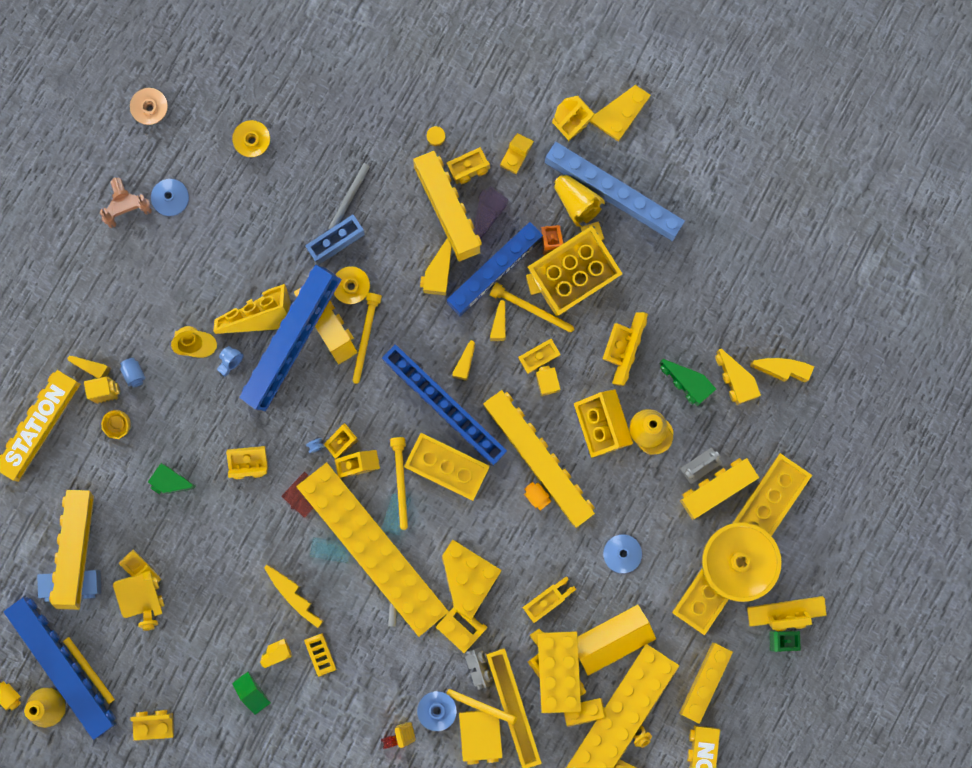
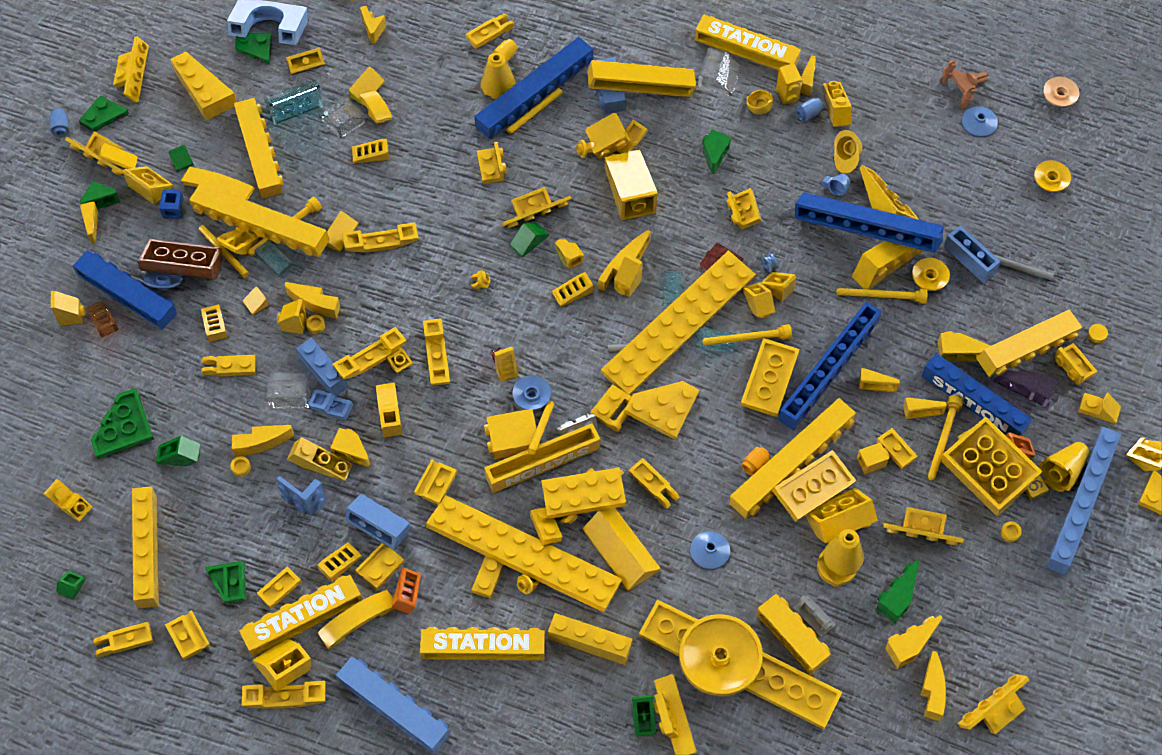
camera: 85 degrees right, 20 degrees down
(70, 461) = (719, 72): none -> clear slope
(128, 342) = (837, 104): none -> yellow slope
(200, 577) = (631, 184): none -> slope
(212, 685) = (531, 204): none -> yellow bracket
(296, 748) = (482, 279): none -> yellow plate
(317, 596) = (628, 275): none -> yellow slope
(572, 443) = (814, 485): none -> yellow plate
(635, 265) = (1011, 531): none -> yellow tile
(806, 315) = (999, 707): none -> yellow bracket

